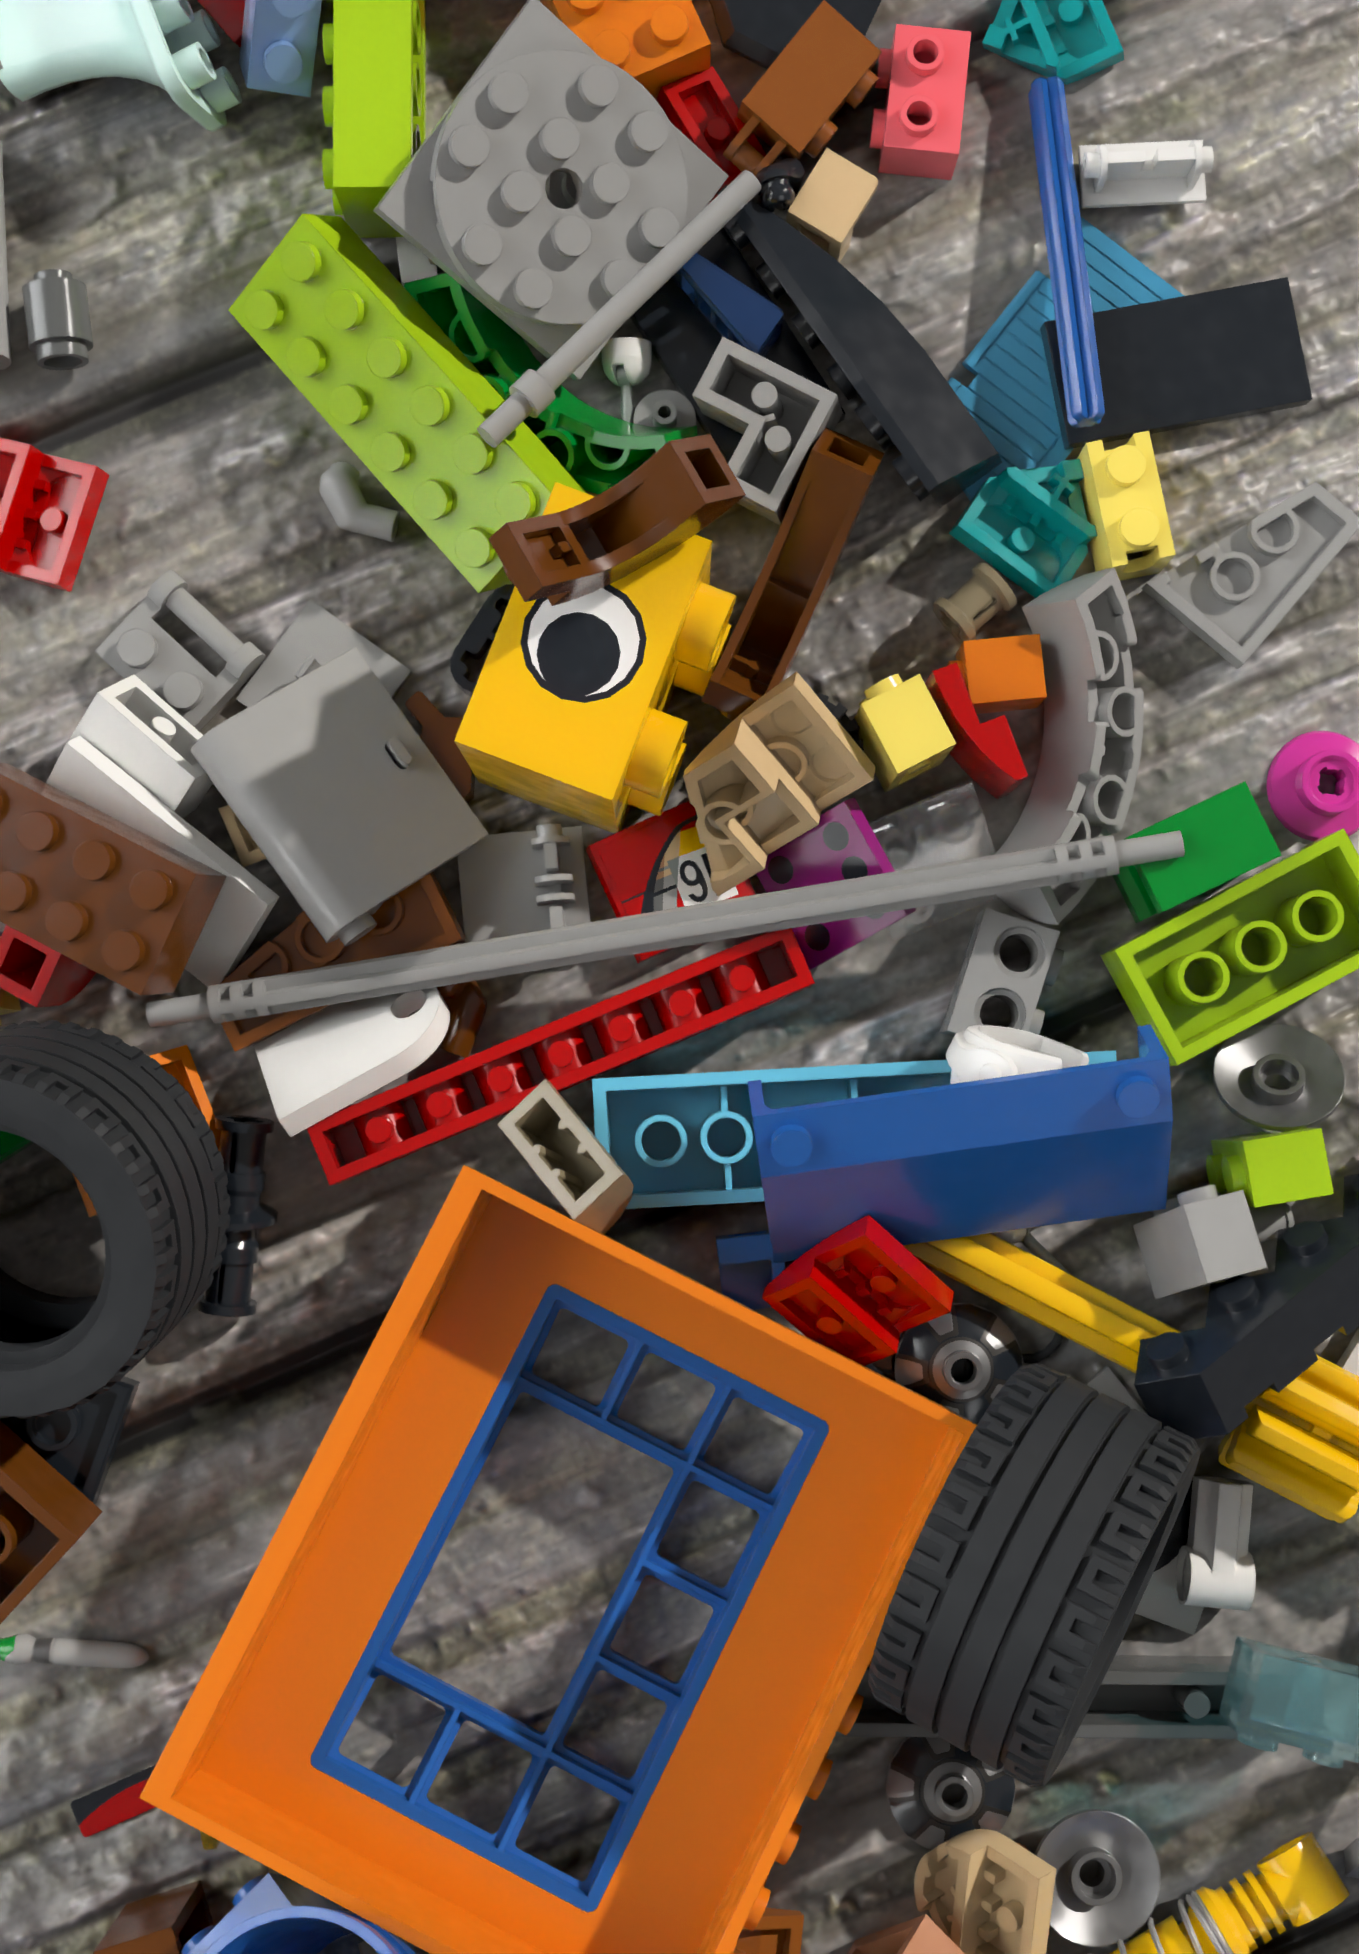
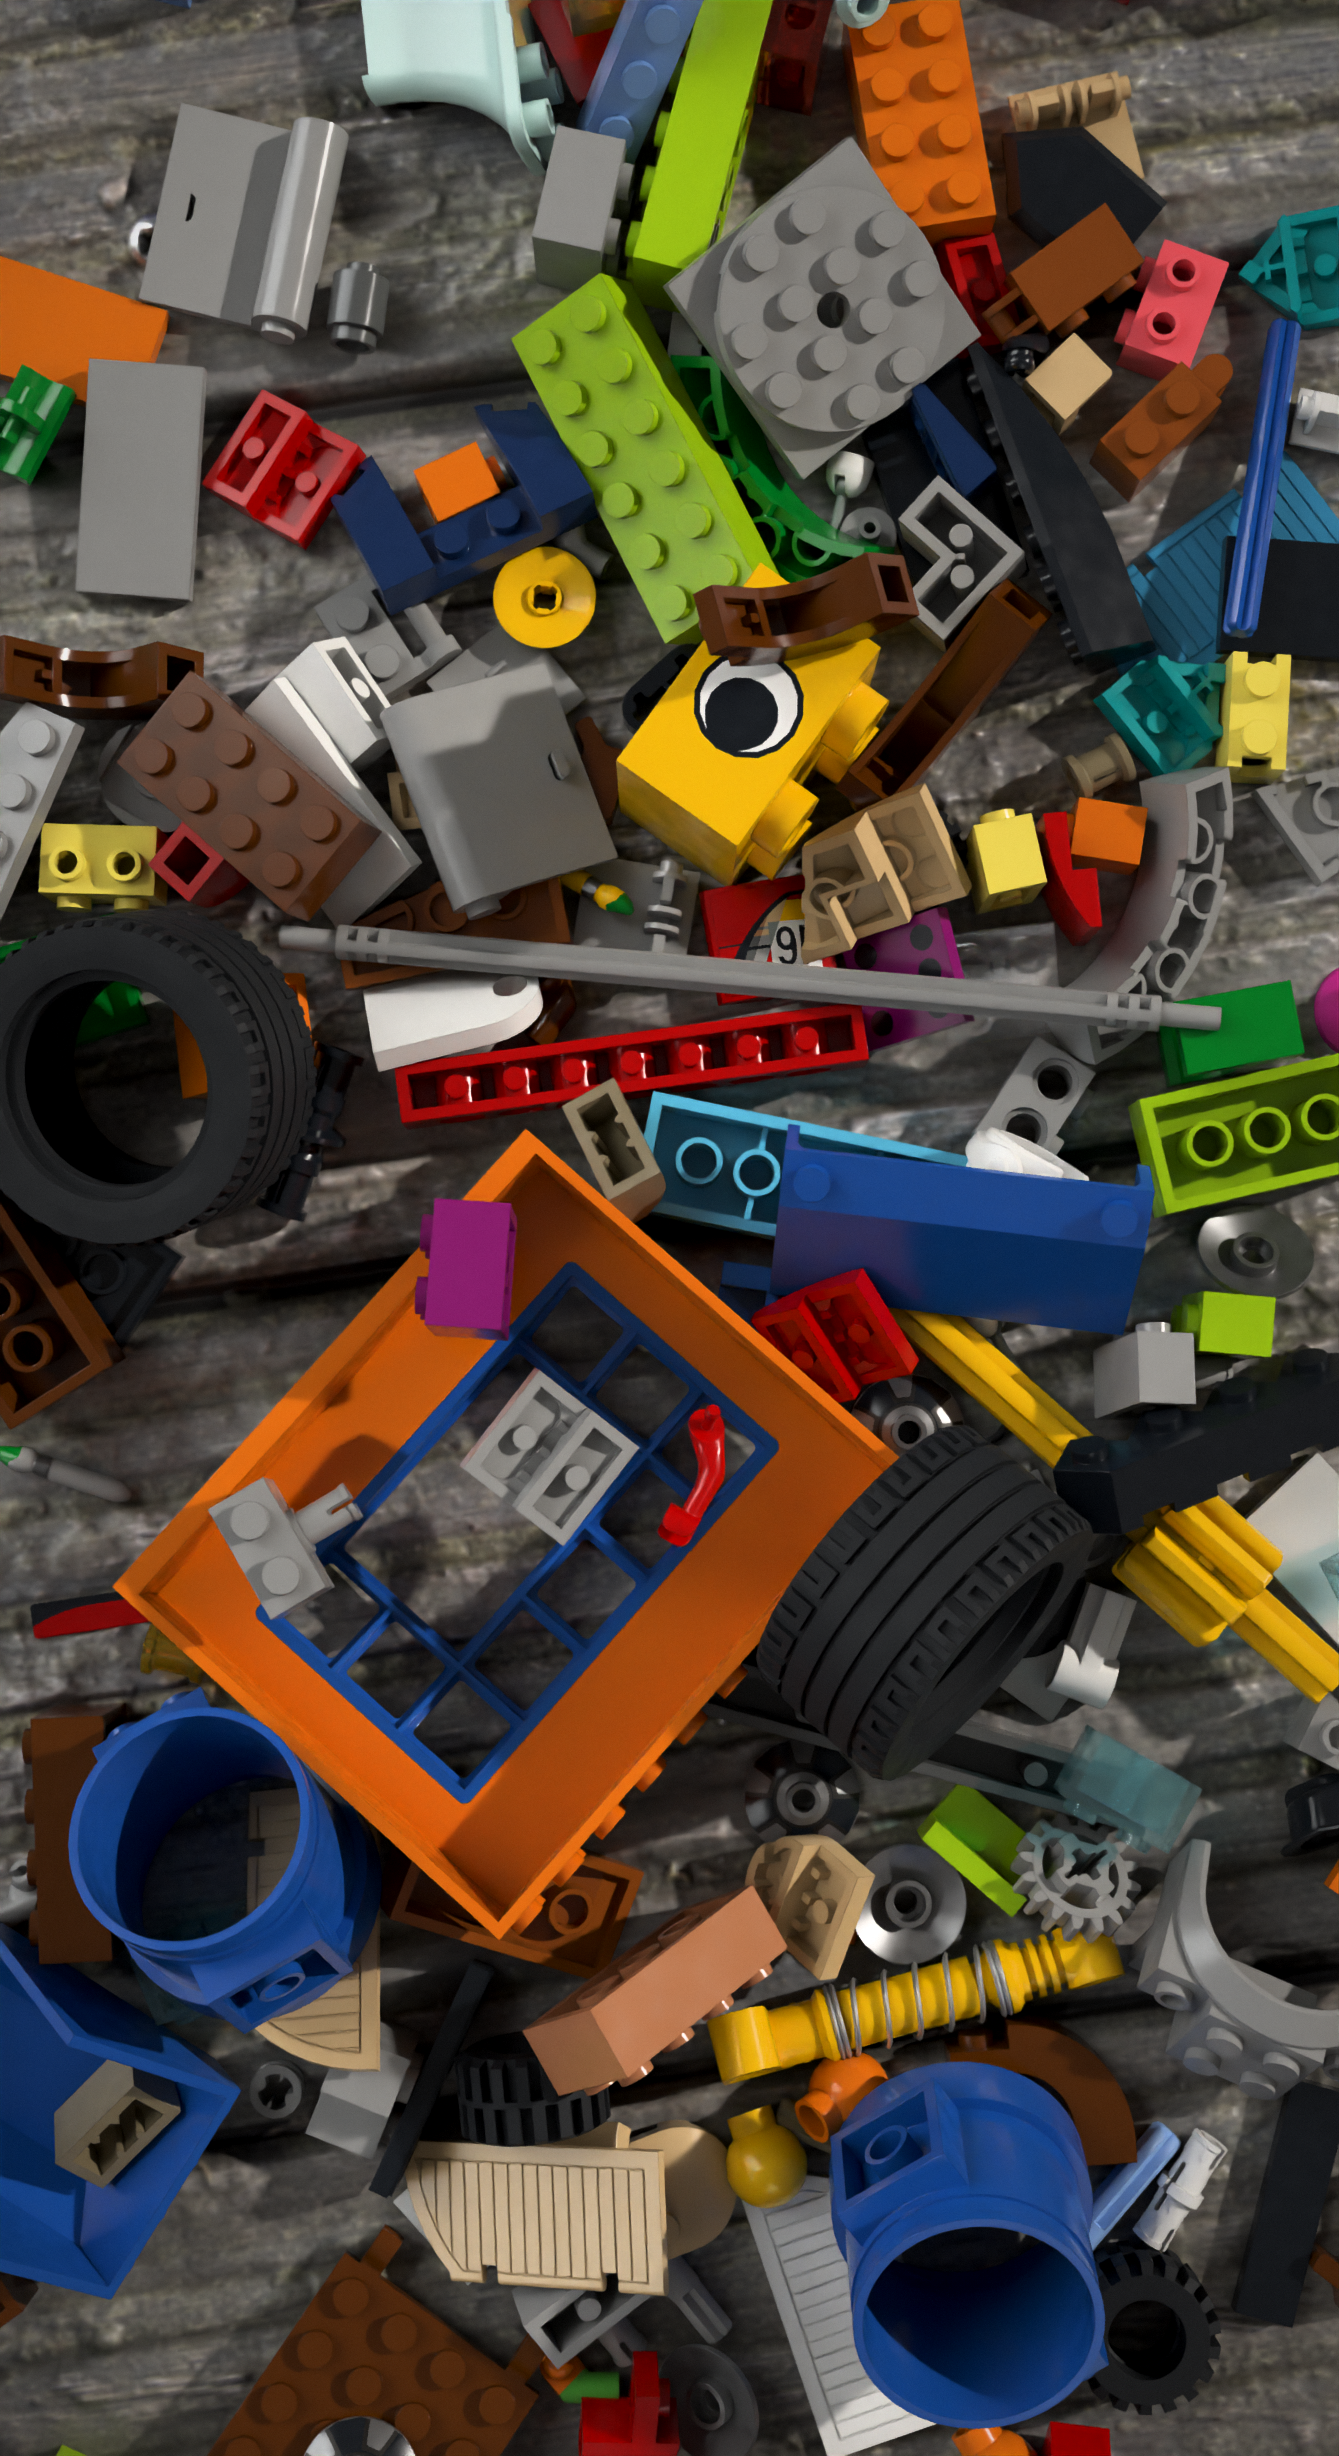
camera: 15 degrees right, 0 degrees up
(219, 483) = (459, 482): none -> orange brick
(267, 150) = (582, 209): none -> light grey brick
(308, 1708) = (279, 1544): none -> light grey brick
(310, 478) = (545, 503): none -> dark blue wedge
(337, 548) = (545, 572): none -> yellow piece
(438, 1349) = (468, 1269): none -> magenta brick
(488, 879) = (606, 896): none -> piece
(536, 389) = (762, 478): light grey bar -> none
(583, 1525) = (549, 1456): none -> light grey slope
(752, 1458) = (708, 1438): none -> red piece
(944, 222) = (1161, 425): none -> dark orange brick
(1159, 1794) = (977, 1843): none -> lime panel
(1294, 1829) = (1075, 1878): none -> light grey gear

